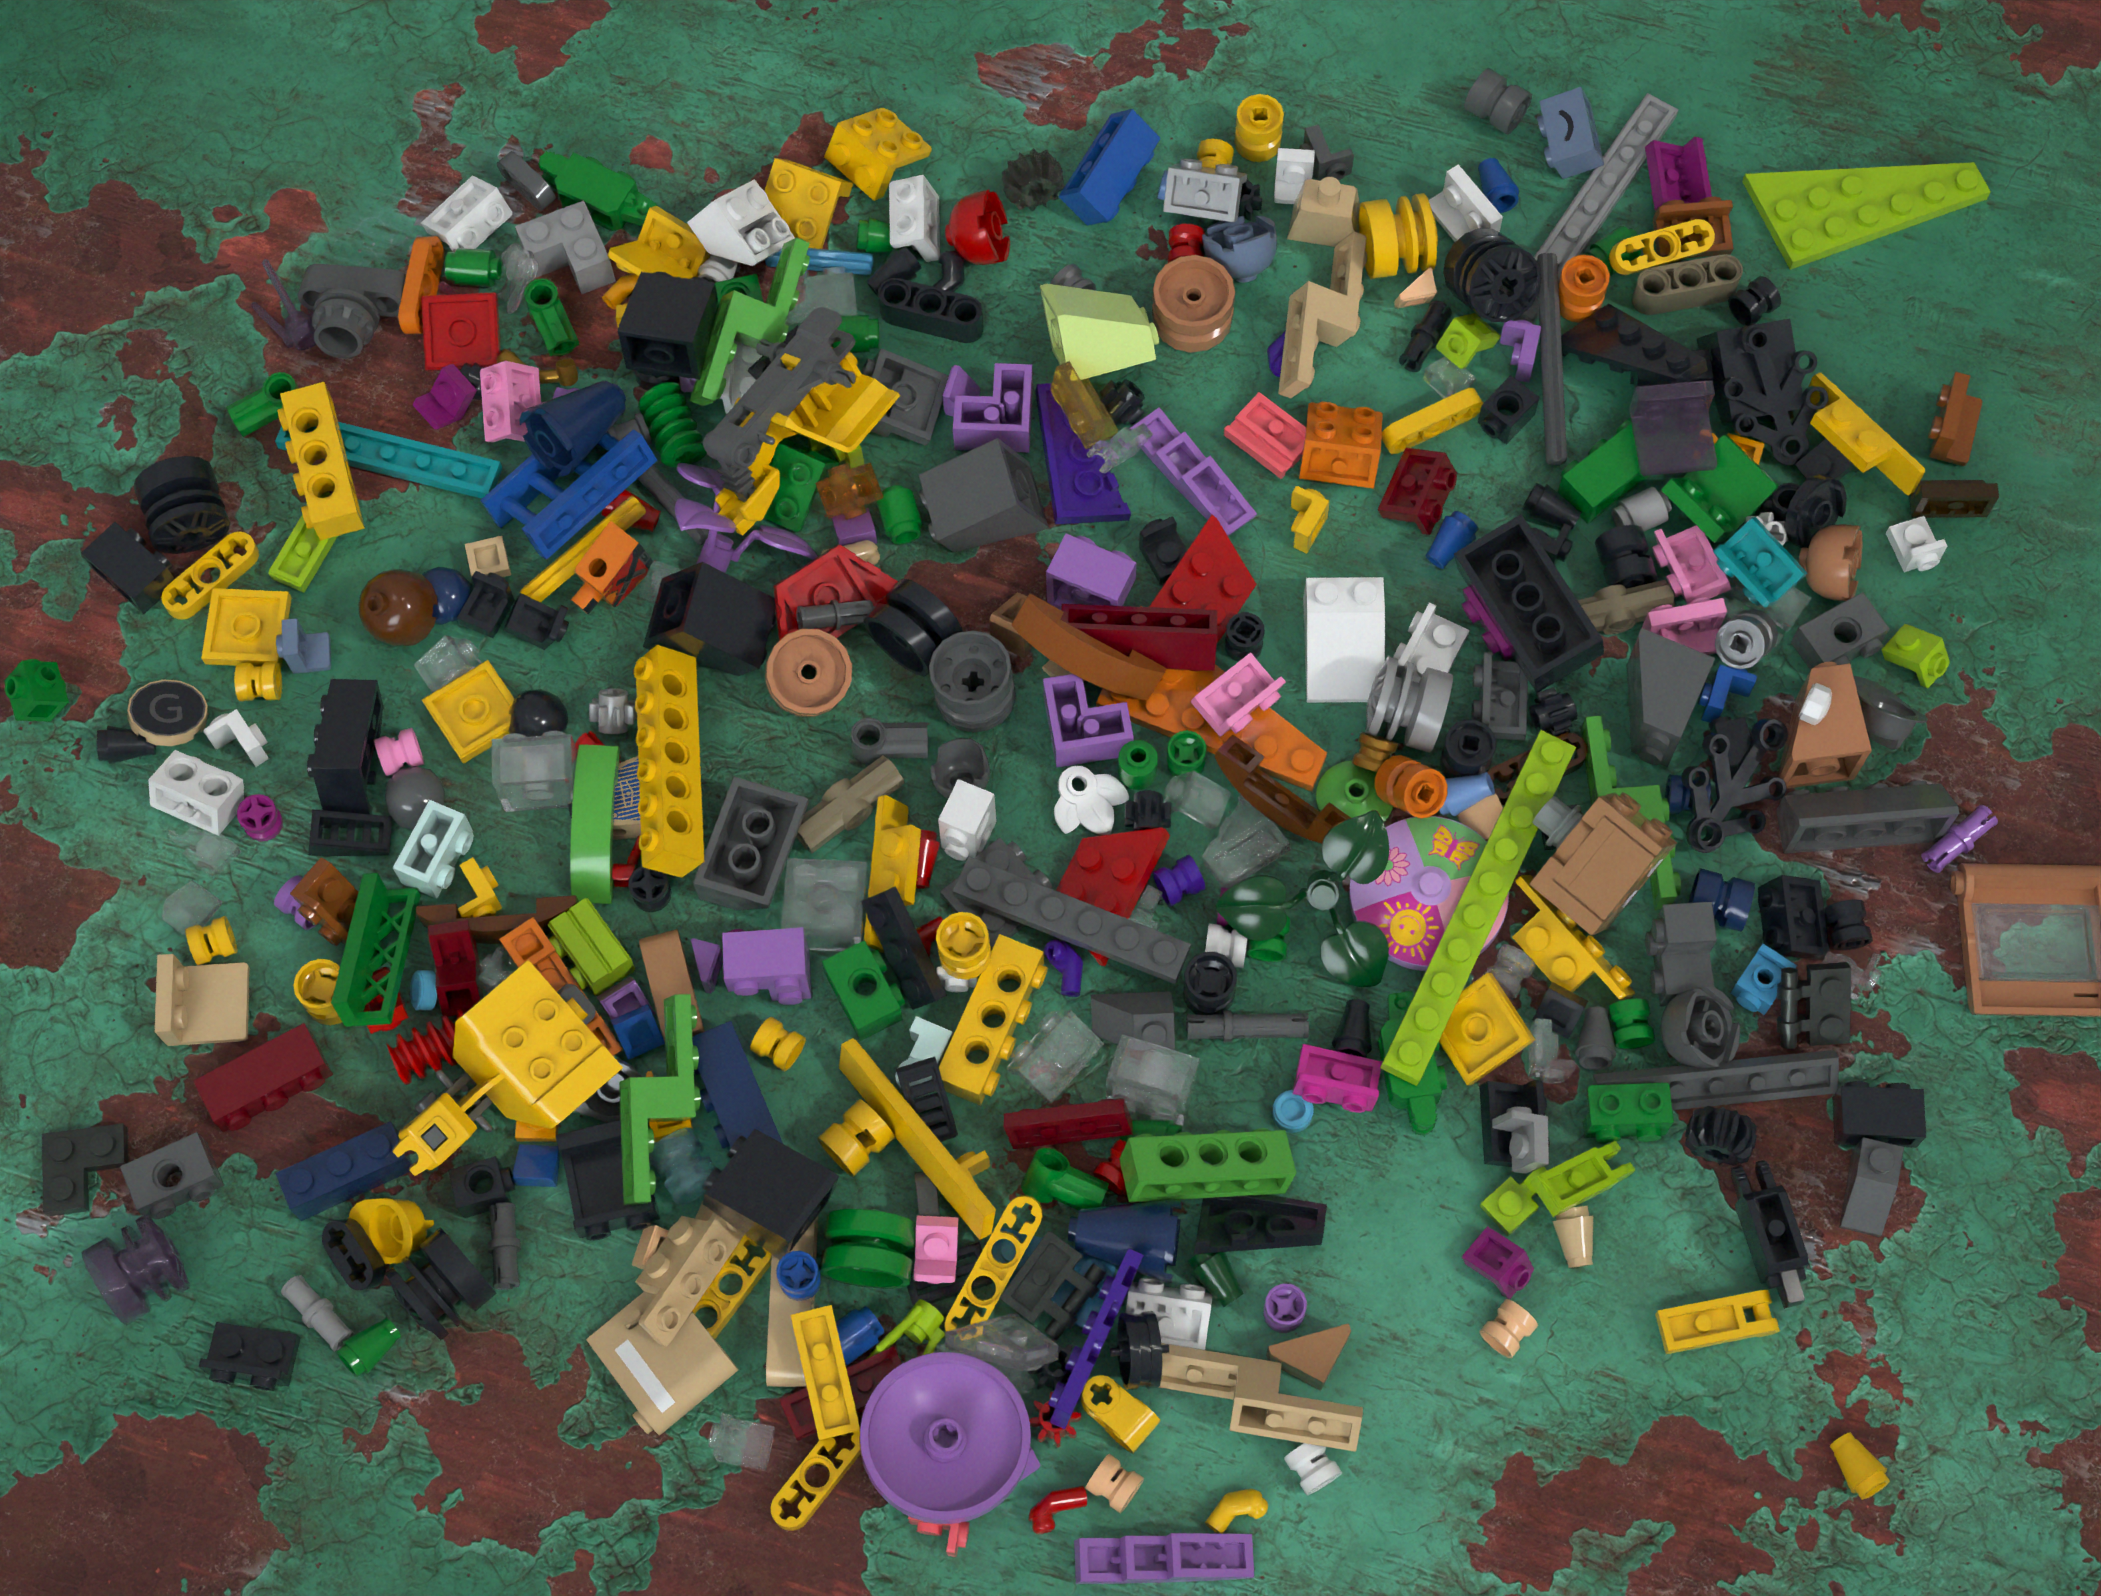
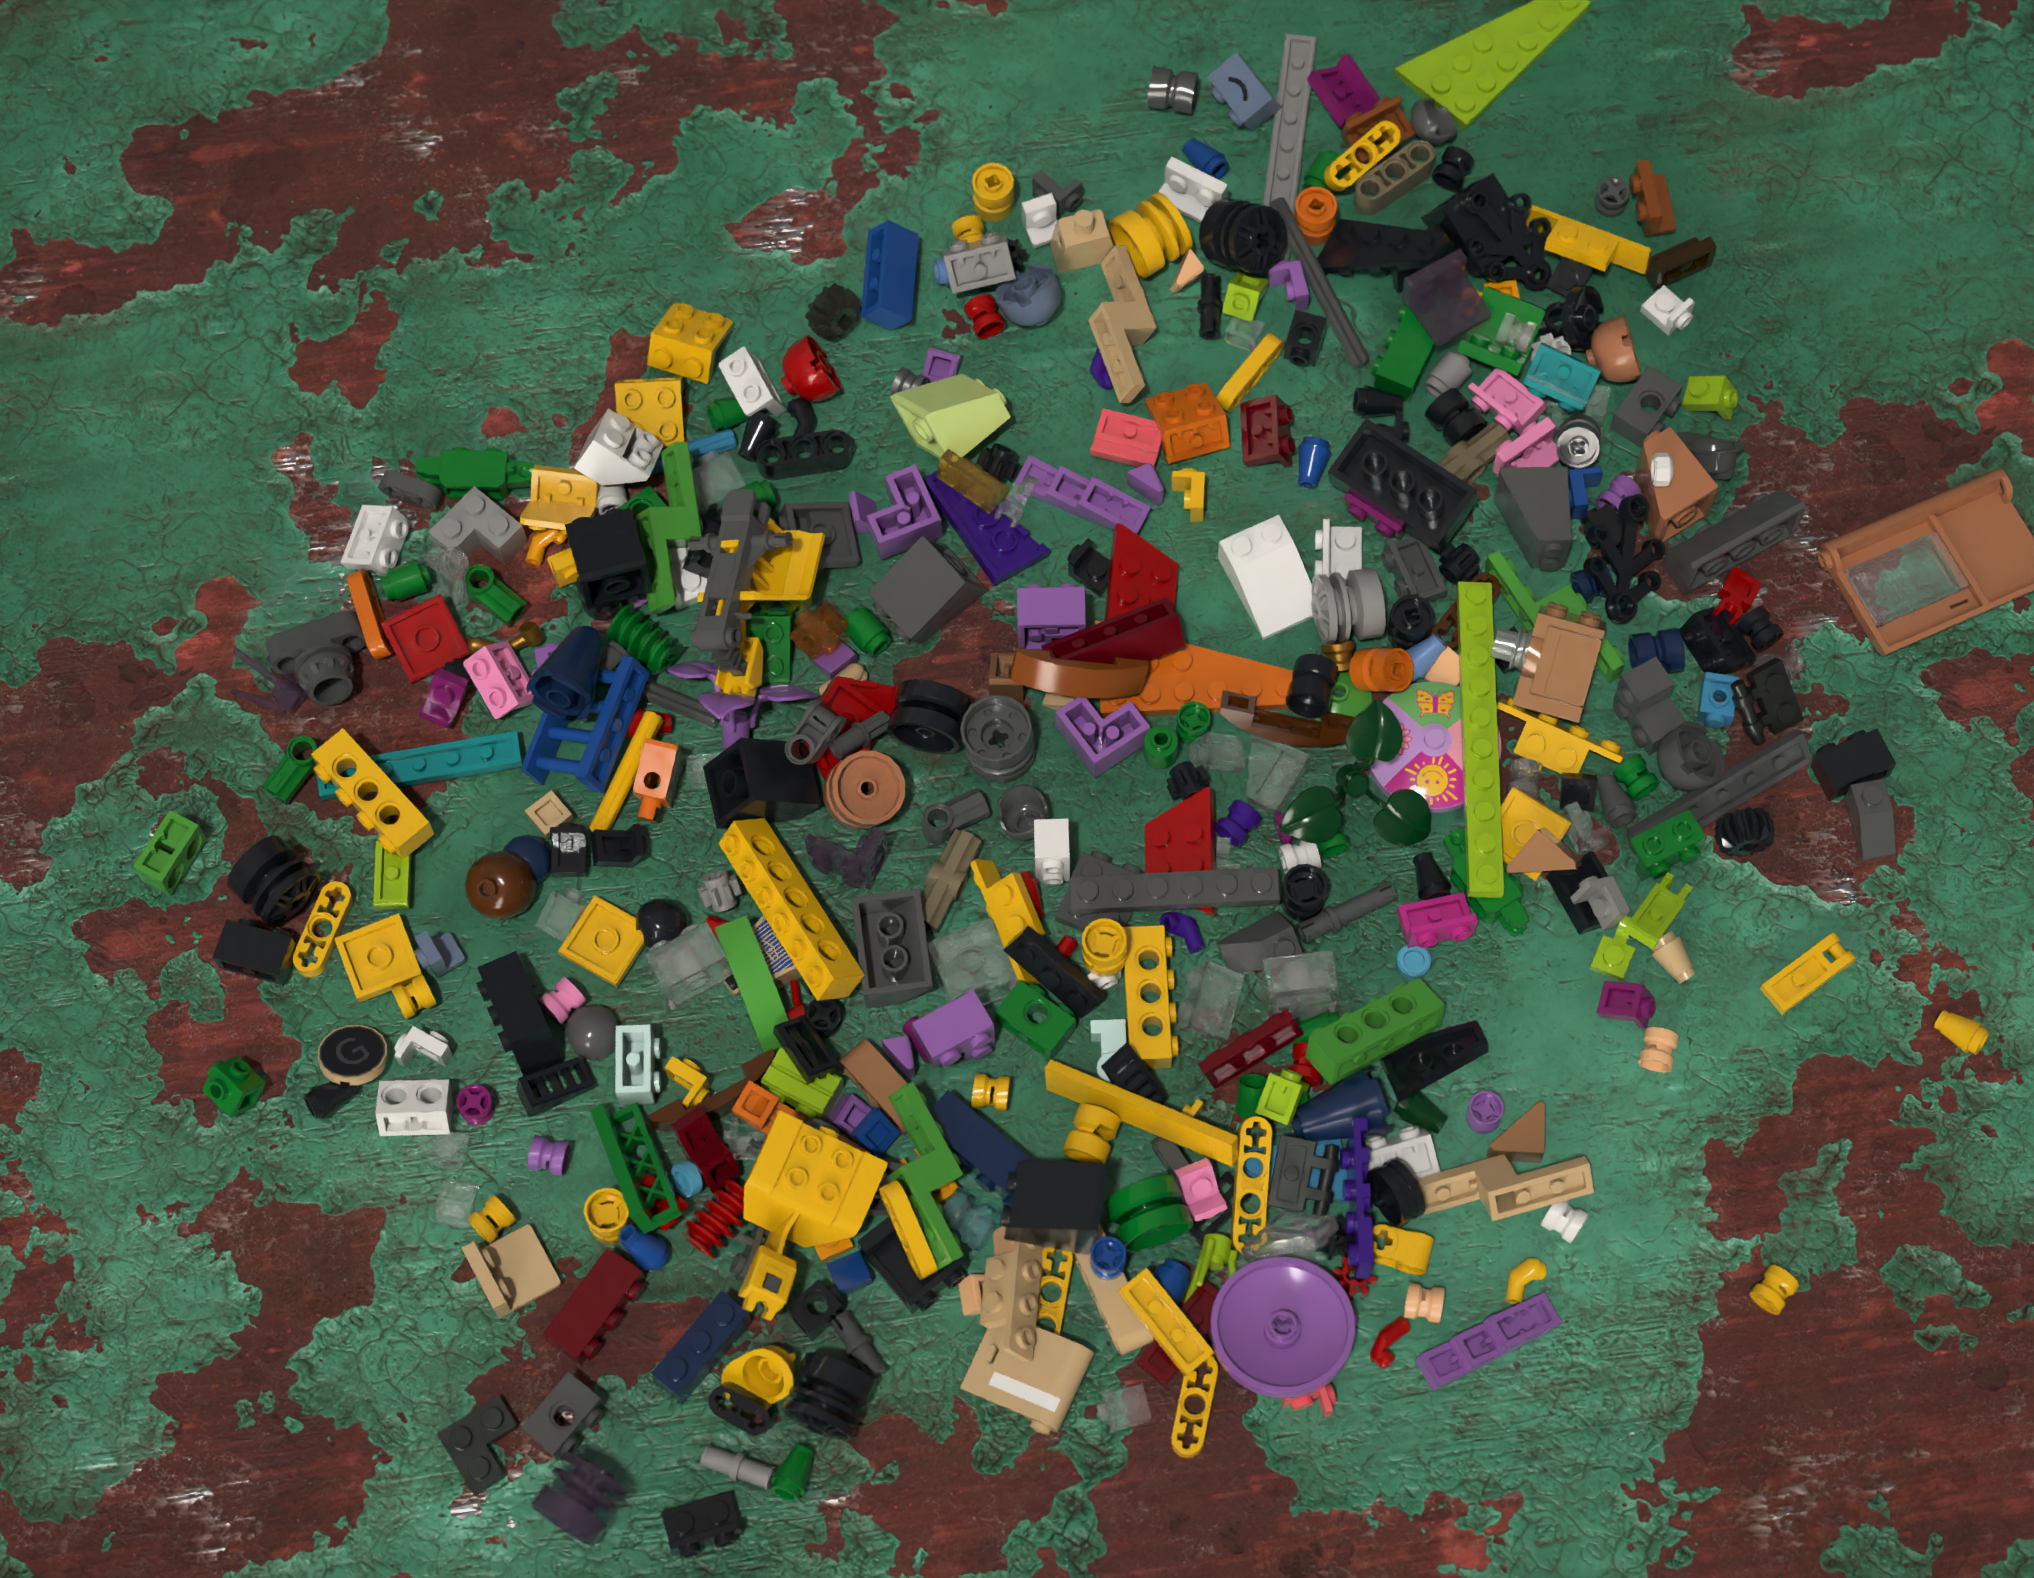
camera: 25 degrees left, 0 degrees up
(101, 433) = (169, 852): none -> bright green brick
(327, 900) = (577, 1144): dark orange bracket -> none
(344, 1044) = (646, 1249): none -> blue cone
(608, 938) = (800, 1051): none -> black tile
(610, 1147) = (908, 1229): none -> yellow beam
(771, 749) = (854, 869): none -> clear purple bracket
(786, 590) = (816, 727): none -> dark grey piece
(1071, 1188) = (1281, 1096): none -> lime bracket
(1092, 805) = (1137, 797): white plate -> none
(1119, 278) = (941, 364): none -> medium lavender slope
(1193, 303) = (1015, 358): nougat wheel -> none
(1236, 694) = (1211, 657): bright pink bracket -> none
(1242, 644) = (1191, 617): black wheel -> none
(1264, 485) = (1146, 483): none -> medium lavender slope
(1328, 770) = (1311, 685): none -> black wheel
(1486, 1059) = (1544, 853): none -> medium nougat slope
(1734, 497) = (1516, 333): none -> clear wheel
(1755, 245) = (1432, 123): none -> dark grey hair
(1769, 707) = (1619, 488): none -> medium lavender wheel
(1771, 1233) = (1817, 888): black hinge -> none
(1841, 876) = (1737, 593): none -> red plate
(1920, 394) = (1615, 189): none -> dark grey wheel
(1959, 838) = (1810, 526): medium lavender pin -> none

